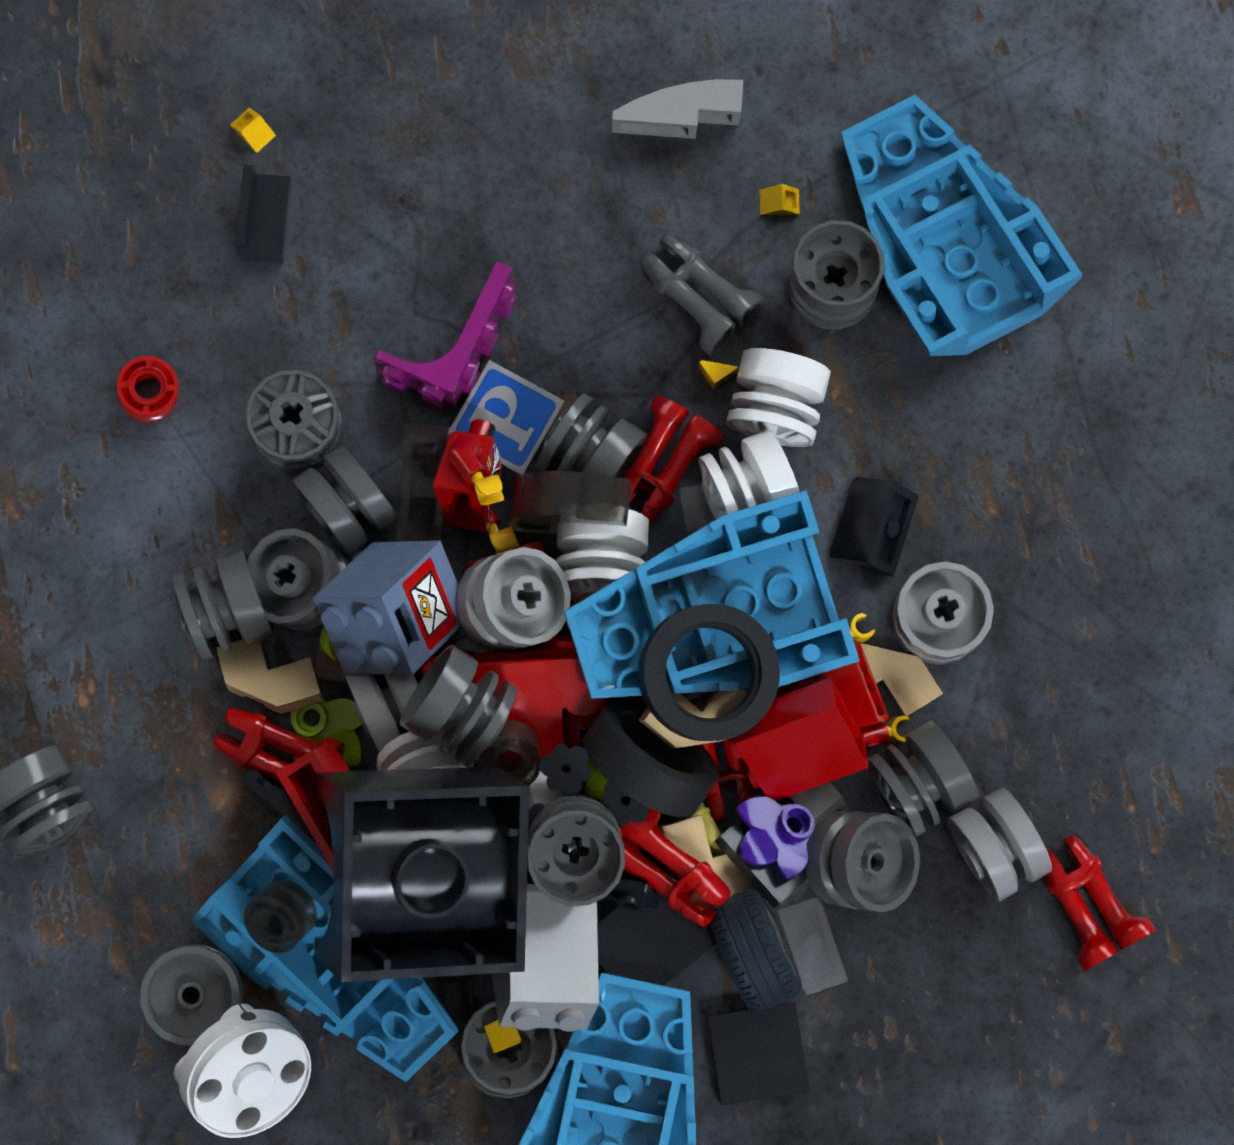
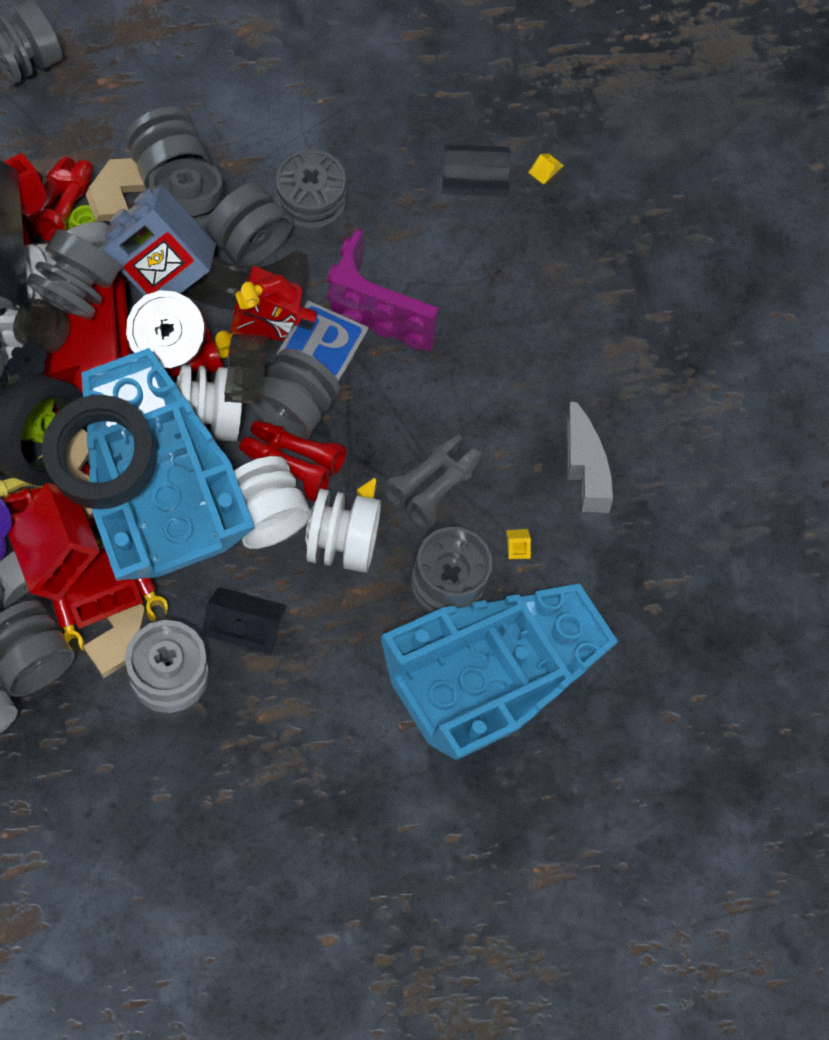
camera: 90 degrees right, 15 degrees down
(147, 369) = (335, 89): red wheel -> none

